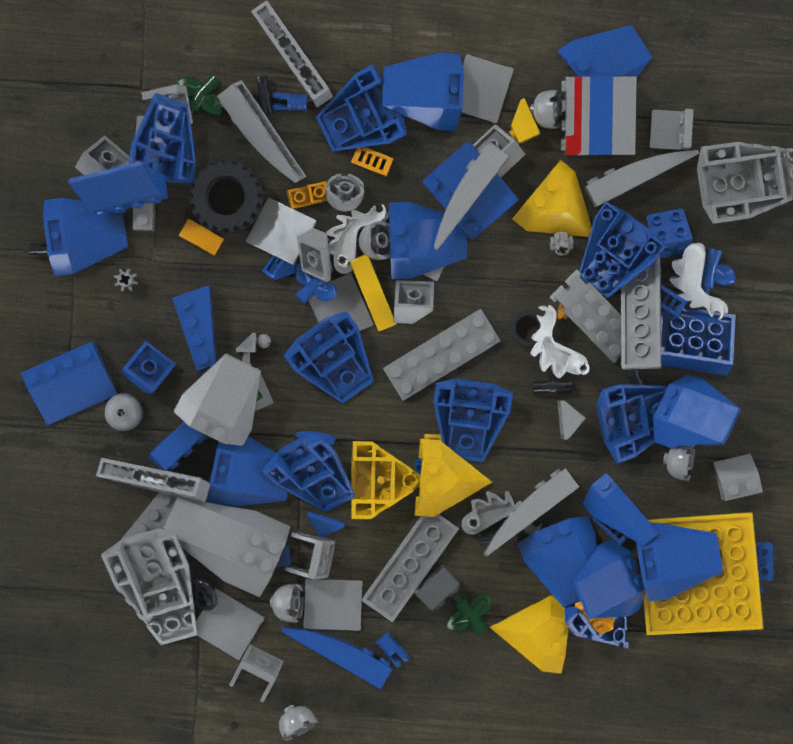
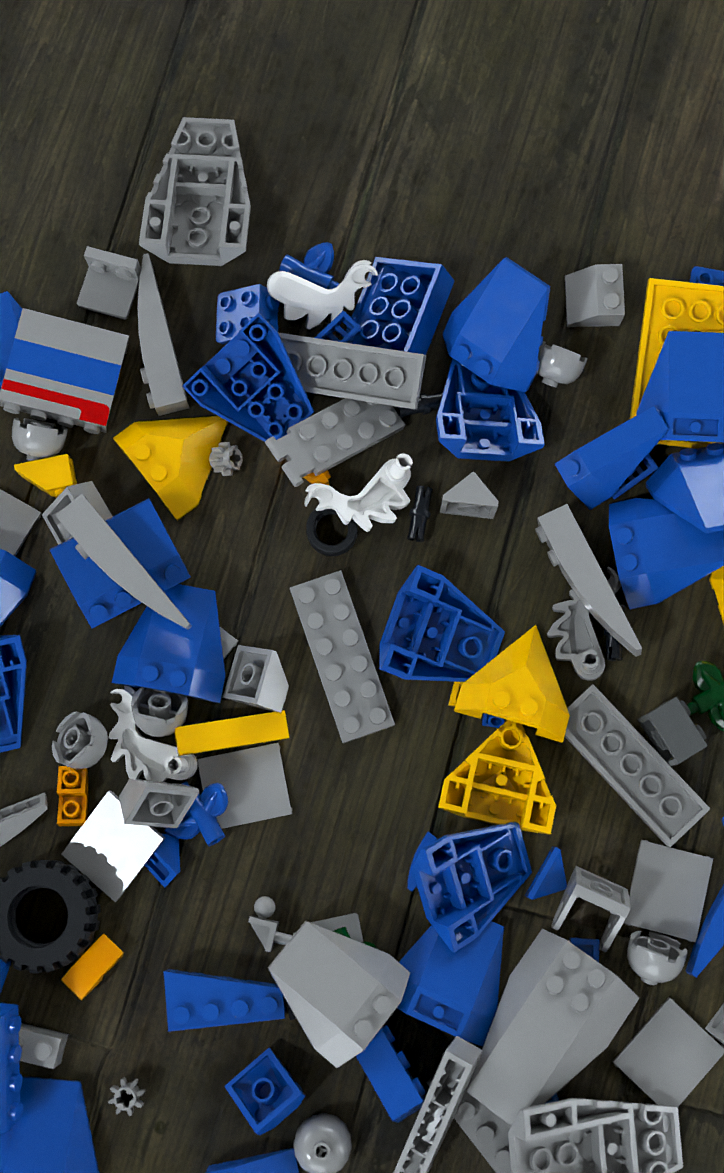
camera: 75 degrees left, 10 degrees down
(206, 592) = (615, 1080): black piece -> none
(332, 357) = (310, 811): blue wedge -> none
(384, 172) = (55, 699): light orange slope -> none

